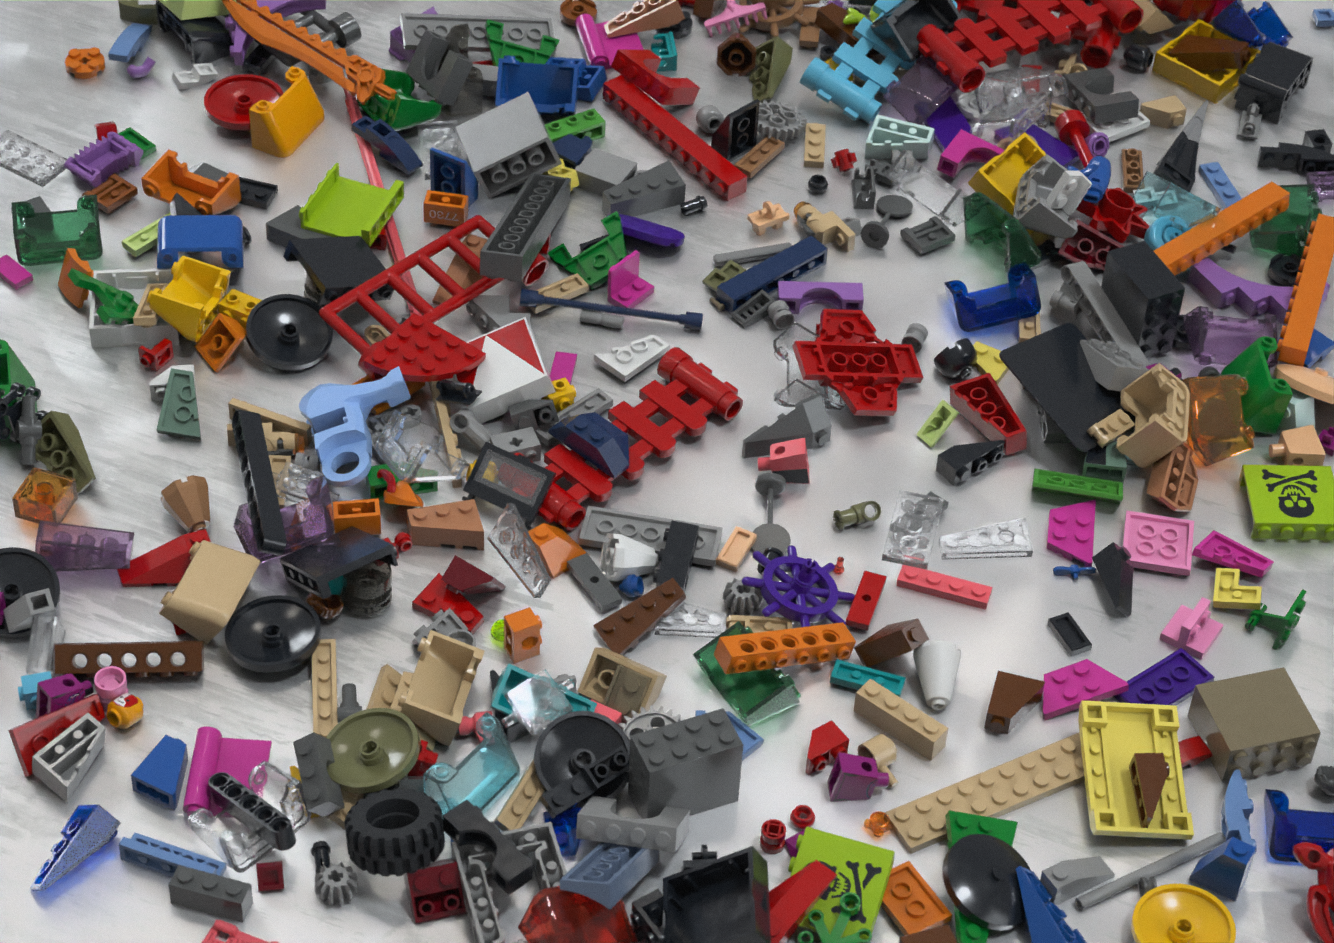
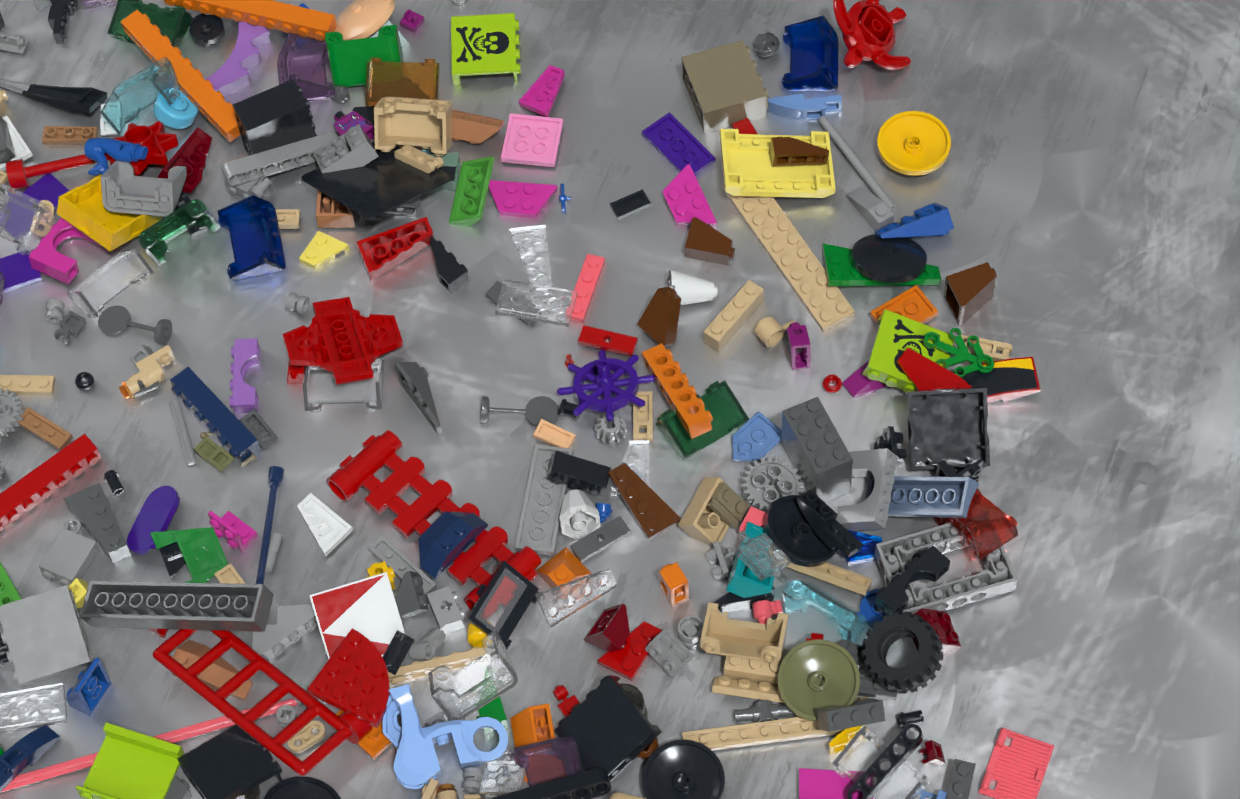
camera: 85 degrees left, 15 degrees up
(336, 883) = (939, 697): light grey gear -> none
(398, 493) = (517, 696): orange piece -> none
(445, 208) = (123, 692): orange brick -> none
(446, 524) = (544, 652): nougat wedge -> none
(497, 630) = (661, 602): clear neon green plate -> none
(563, 366) = (330, 579): dark pink tile -> none
(573, 149) = (35, 583): dark blue torso -> none
(737, 132) = (21, 443): black slope -> none
(769, 216) = (138, 418): light nougat hips -> none
(772, 836) = (856, 401): red wheel -> none
(780, 314) = (264, 407): light grey wheel -> none
(788, 460) = (459, 395): coral torso -> none
(824, 746) = (765, 369): red slope -> none
(843, 160) = (56, 357): red gear -> none
(855, 515) = (513, 347): olive connector -> none
(855, 676) = (692, 340): teal plate -> none
(863, 189) = (94, 342): dark grey hinge -> none
(878, 823) = (833, 328): clear orange plate -> none
(895, 134) = (29, 312): light aqua wedge -> none
(928, 235) = (163, 289): dark grey plate -> none
(937, 423) = (407, 286): yellowish green slope -> none
(958, 360) = (328, 269): black cylinder -> none
(1069, 191) = (139, 167): white bracket -> none
(1098, 144) = (37, 156): medium lavender brick -> none
(1117, 575) = (570, 167): black slope -> none
(1146, 885) = (875, 164): dark grey bush -> none
(1192, 629) = (621, 124): bright pink bracket -> none
(1219, 184) = (99, 69): medium blue plate -> none
(1225, 868) = (860, 113): blue slope -> none
(1231, 595) = (582, 97): light yellow plate -> none
(1278, 623) = (616, 57): green plate -> none
(1299, 447) = (424, 38): light nougat torso -> none

